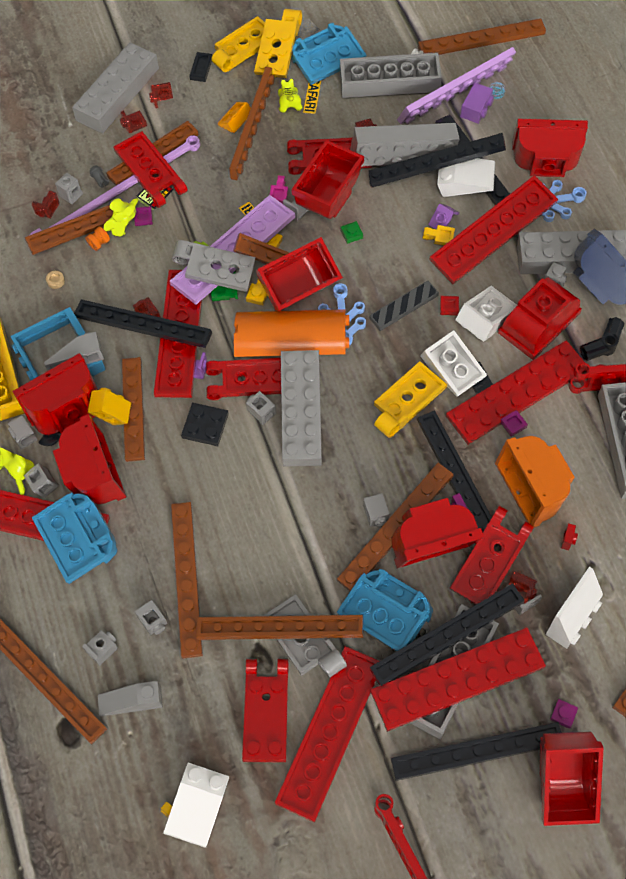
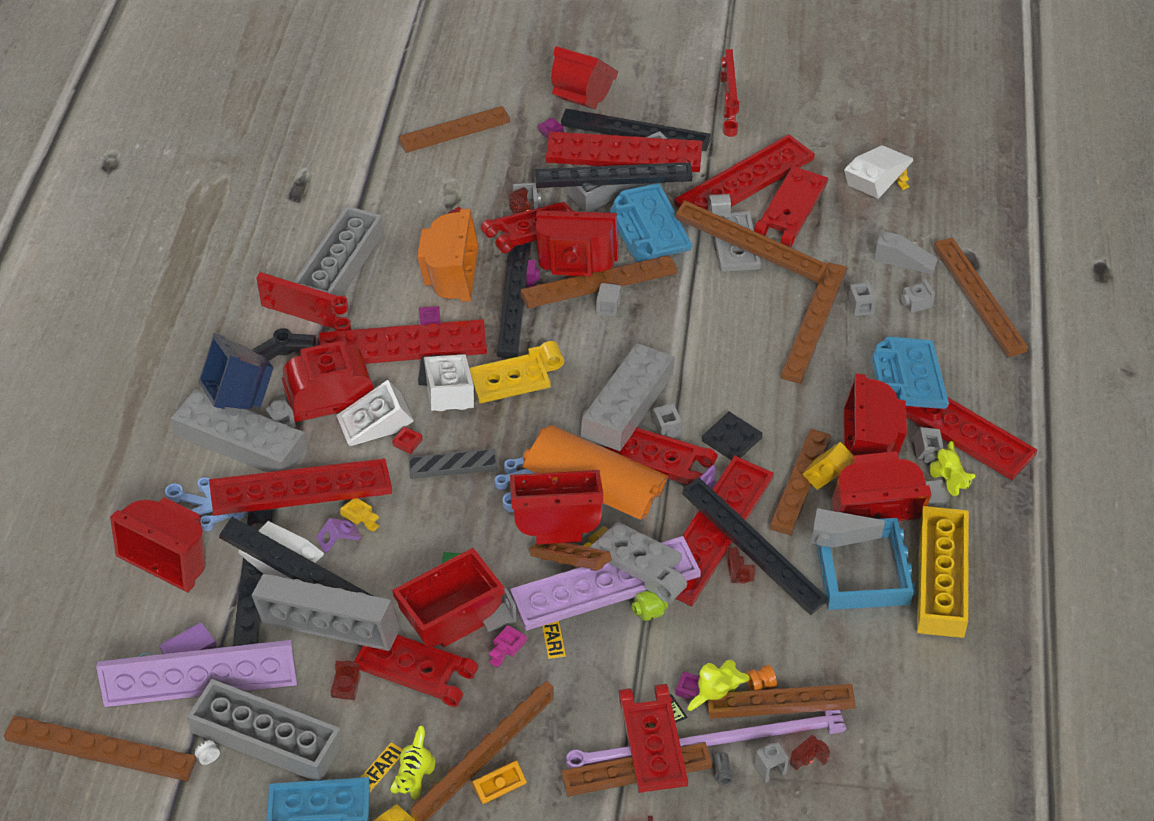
camera: 155 degrees left, 15 degrees down
(55, 279) = (834, 658): tan tile -> none
(576, 610) = (494, 164): white slope -> none

